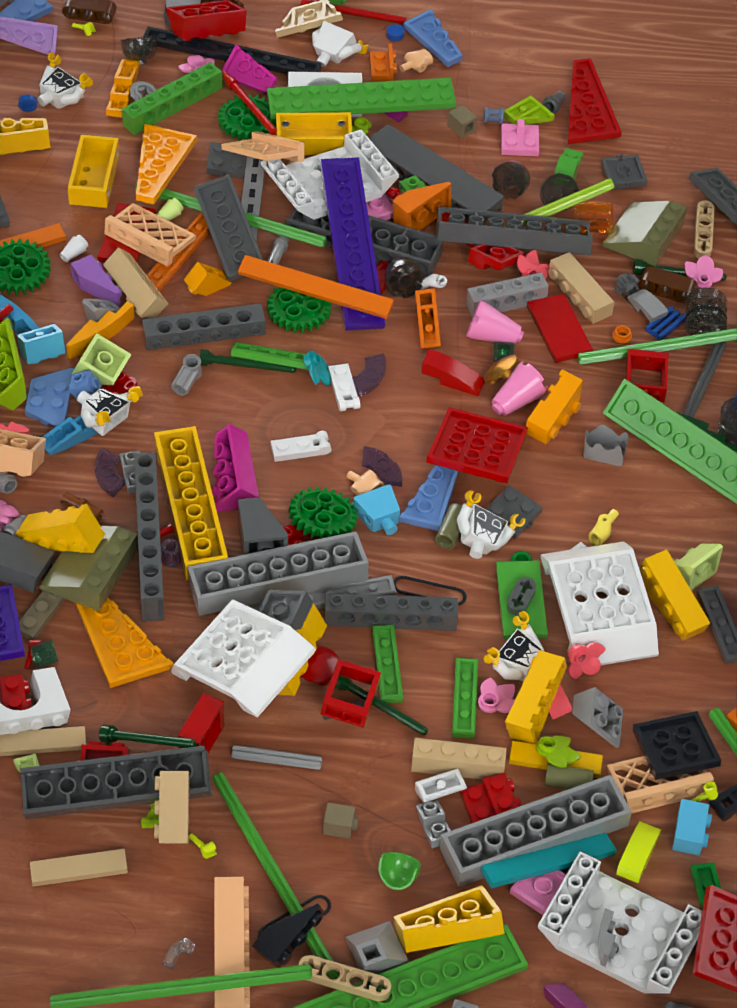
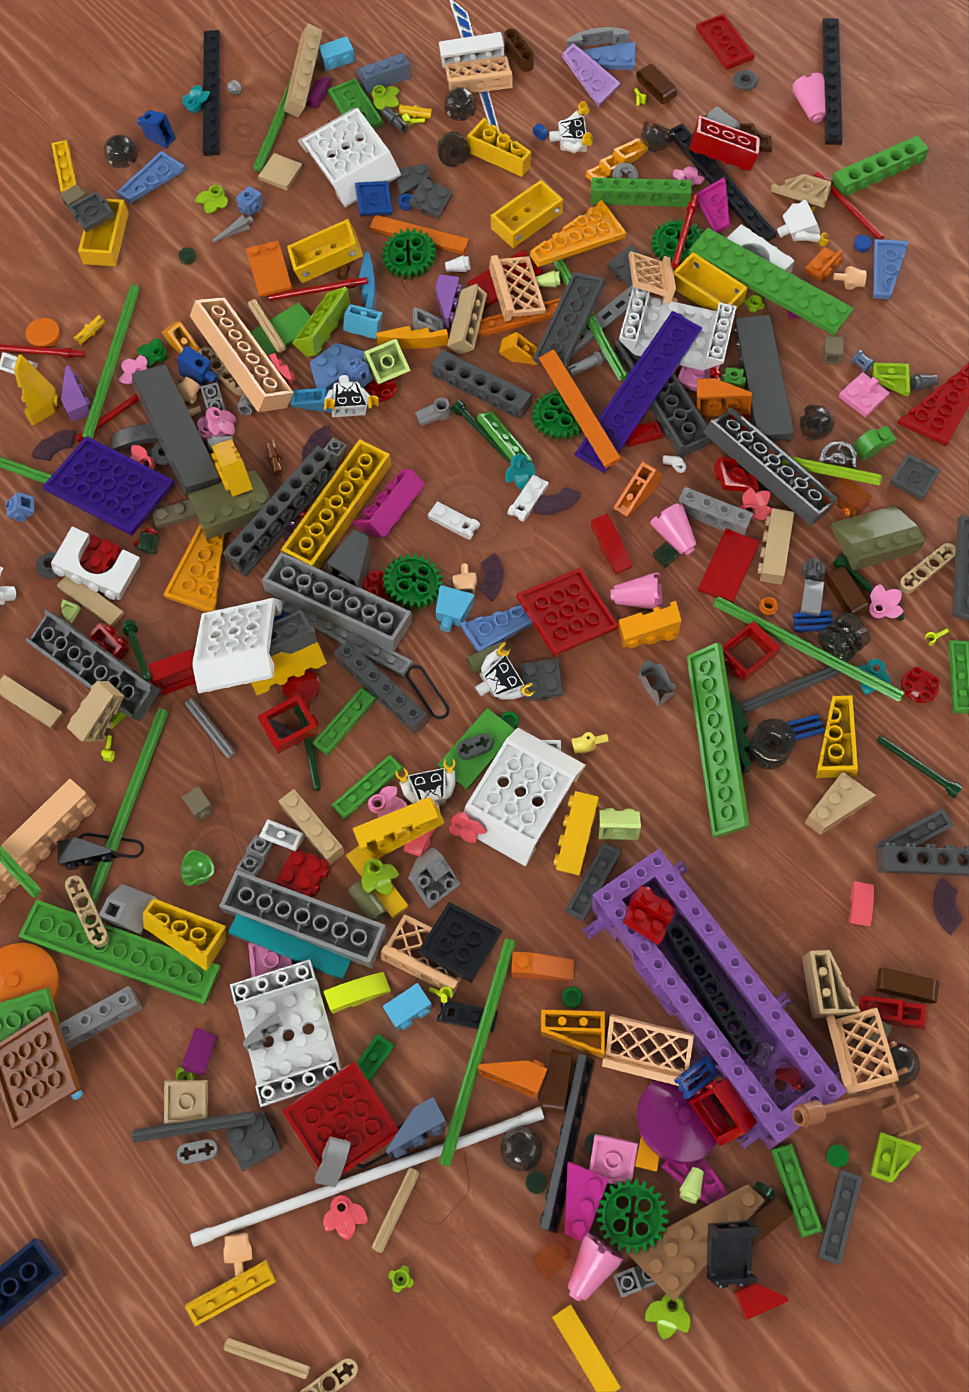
camera: 50 degrees right, 15 degrees up
(176, 949) = (23, 803): clear arm -> none
(403, 277) = (651, 444): clear smoke cylinder -> none
(500, 369) = (645, 565): pearl gold dish -> none

